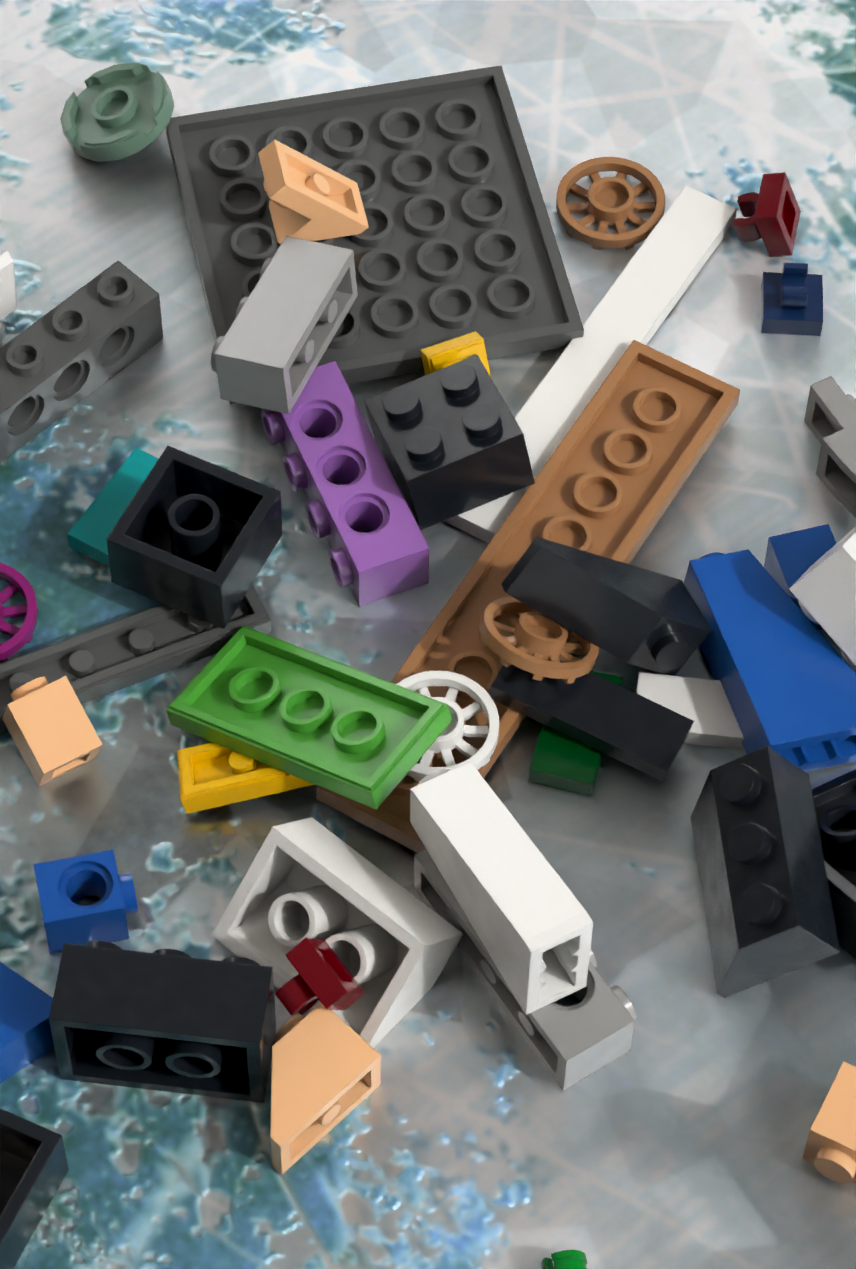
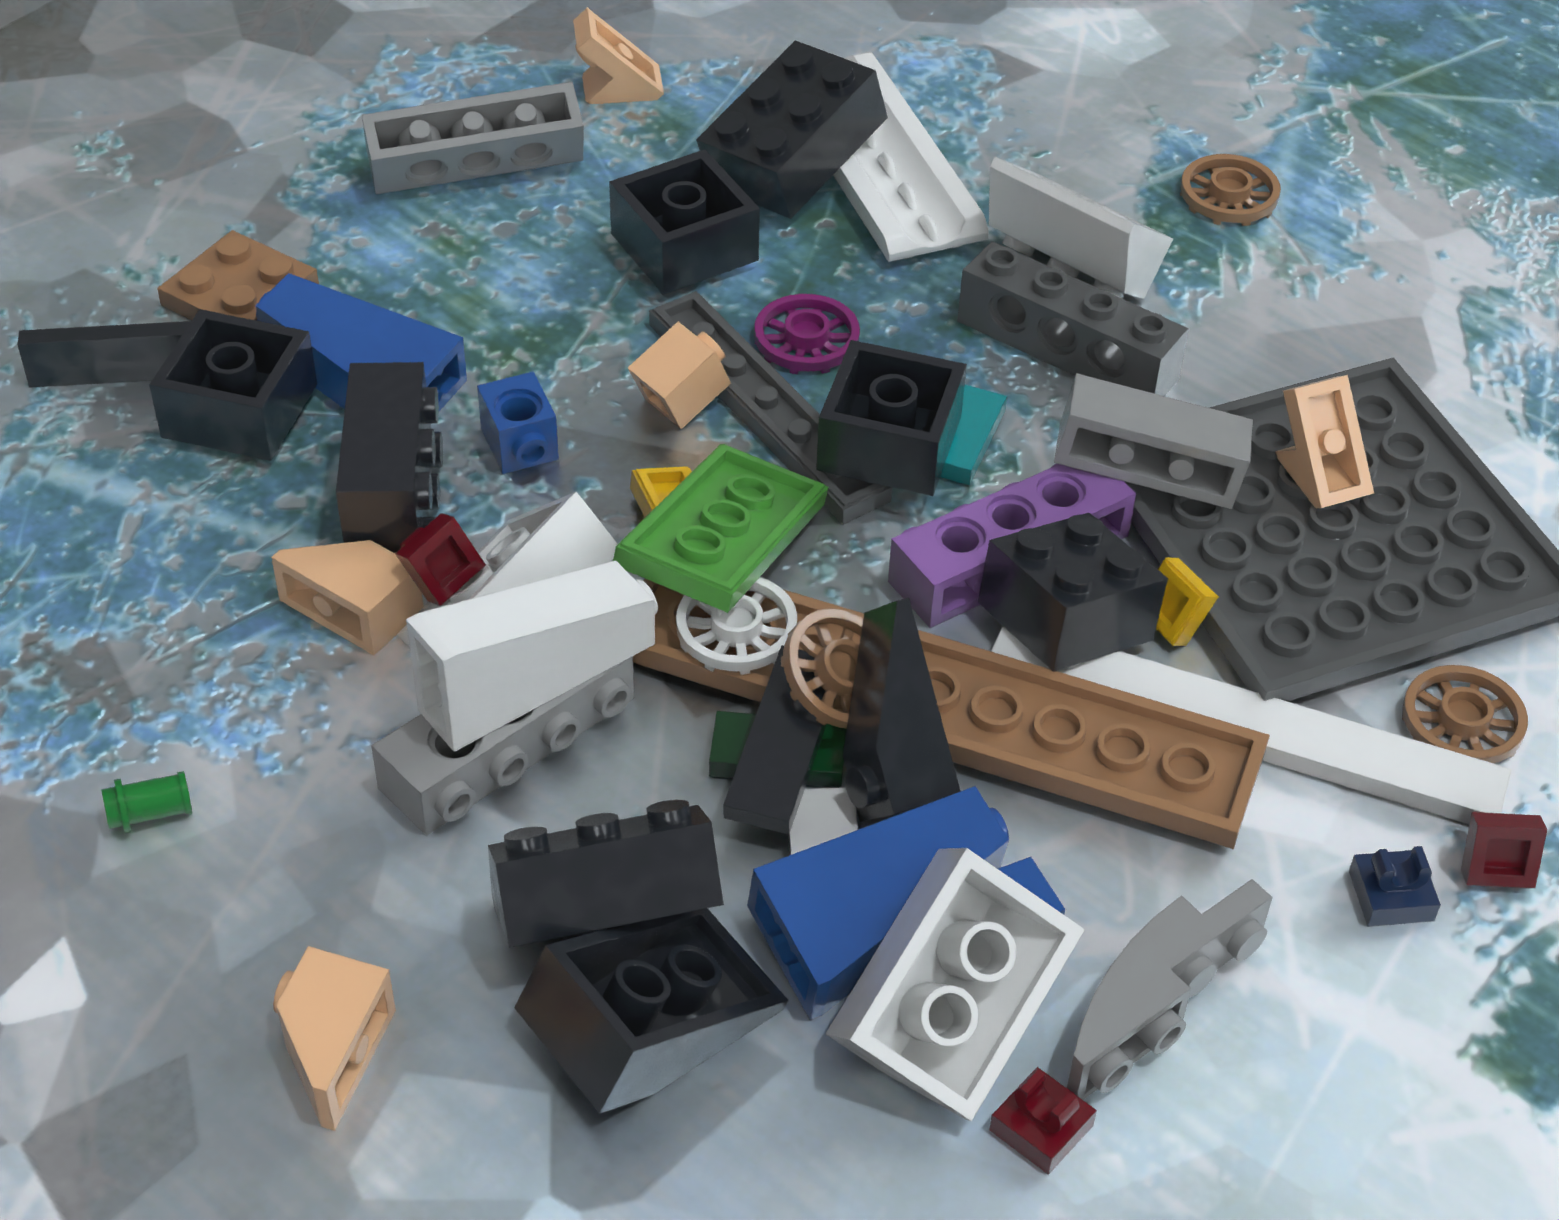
camera: 80 degrees right, 10 degrees down
(117, 112) = (1387, 331): sand green tile -> none

